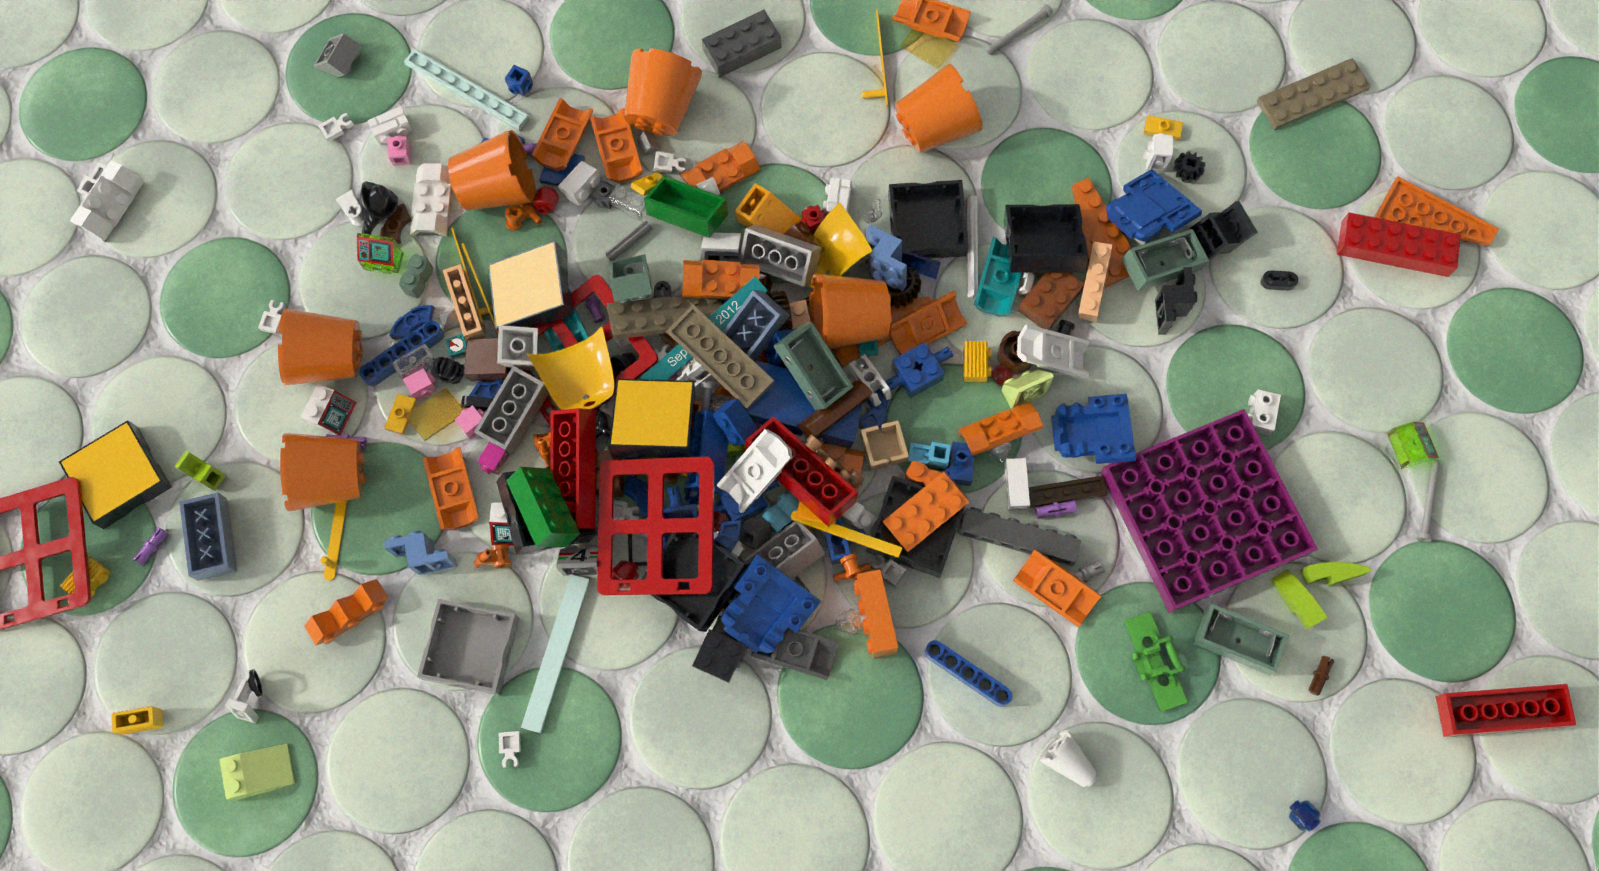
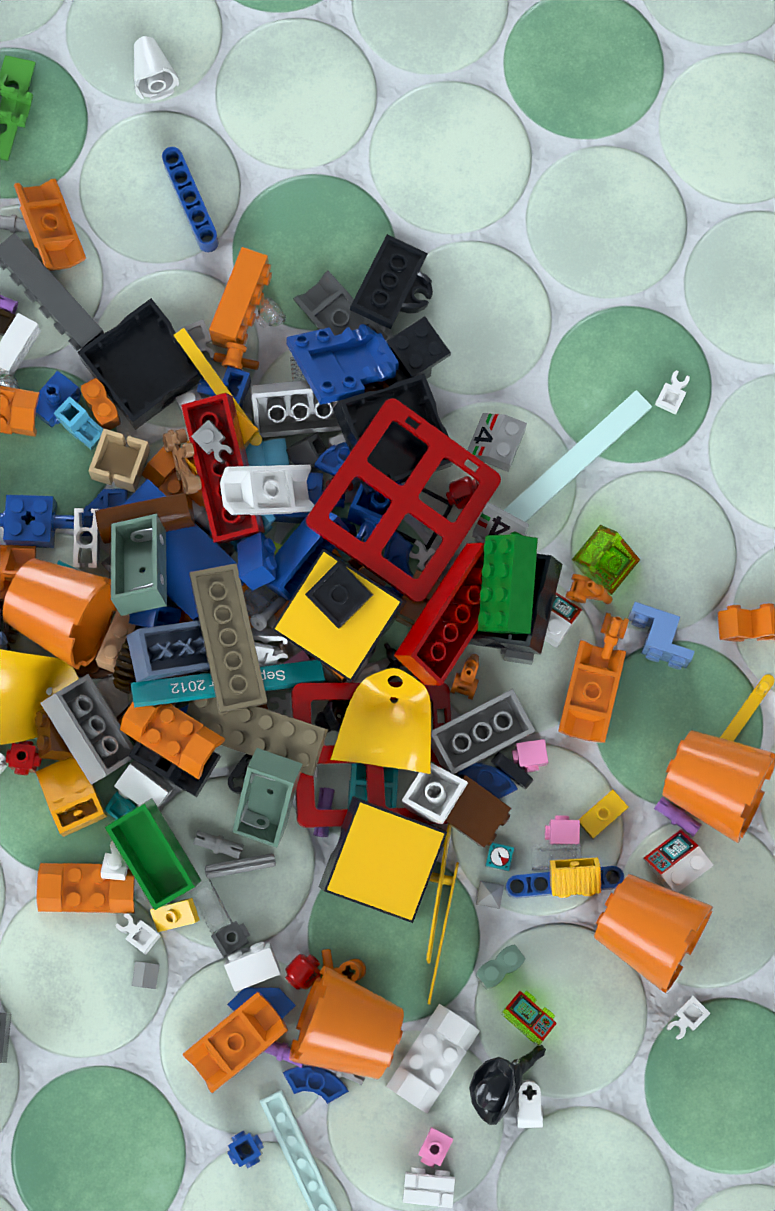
camera: 150 degrees left, 5 degrees up
(391, 351) = (575, 877): none -> yellow brick
(395, 223) = (500, 1045): reddish brown tile -> none
(412, 321) = (534, 919): blue tile -> none
(434, 414) = (565, 789): clear yellow piece -> none
(447, 370) = (525, 826): black gear -> none
(458, 541) = (613, 629): none -> orange piece
(464, 303) = (465, 895): light nougat brick -> none
(468, 647) = (662, 513): light grey tile -> none
(493, 459) = (533, 697): dark pink brick -> none
(493, 588) = (606, 558): none -> clear neon green slope
(617, 147) = (182, 992): orange piece -> none
(623, 628) = (497, 439): none -> light grey slope
(651, 244) = (218, 844): none -> light grey pin
(657, 424) = (339, 594): none -> black tile
(659, 91) = (96, 1013): orange cone -> none
(730, 227) = (118, 806): none -> teal tile
(772, 700) = (392, 283): none -> black plate
(819, 478) = (211, 440): none -> light grey plate
(926, 511) = (124, 363): orange brick -> none

